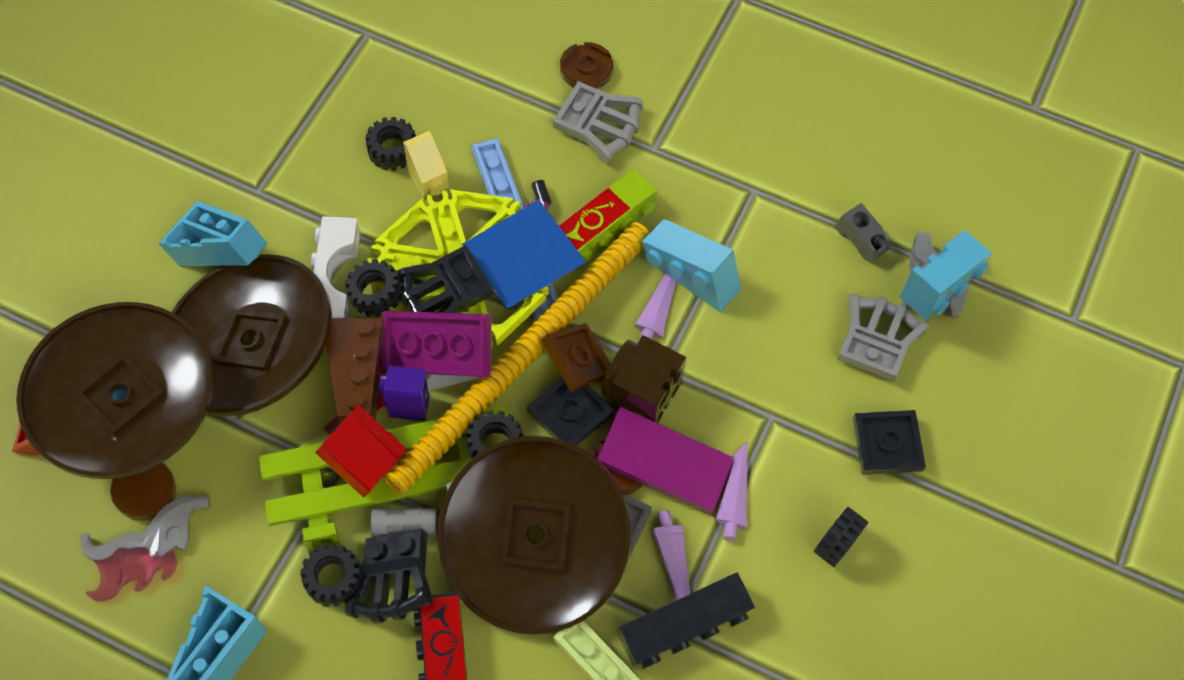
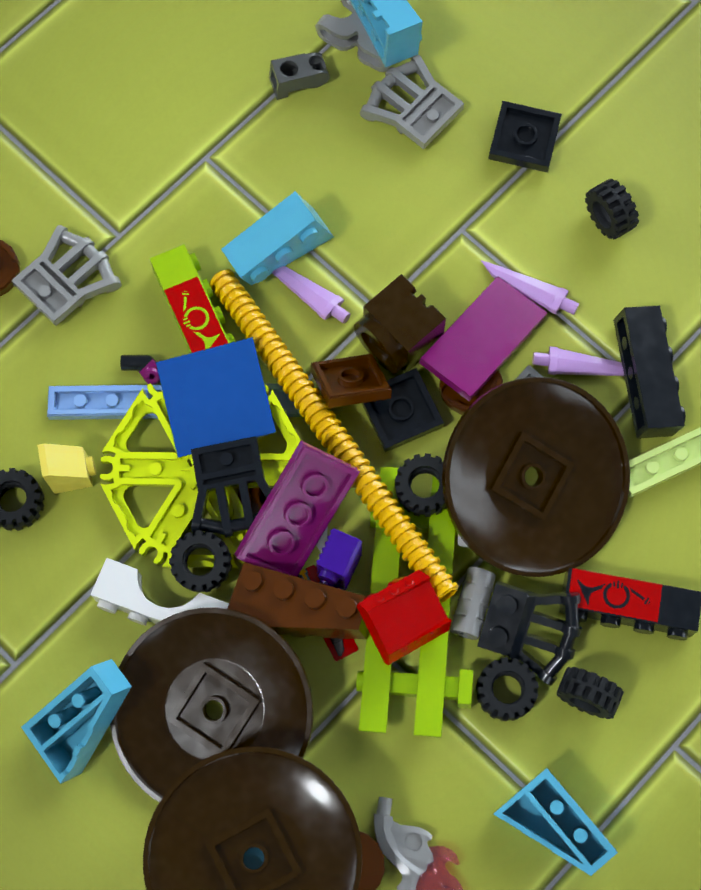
camera: 70 degrees left, 10 degrees up
(342, 644) = (590, 692): none -> black tyre

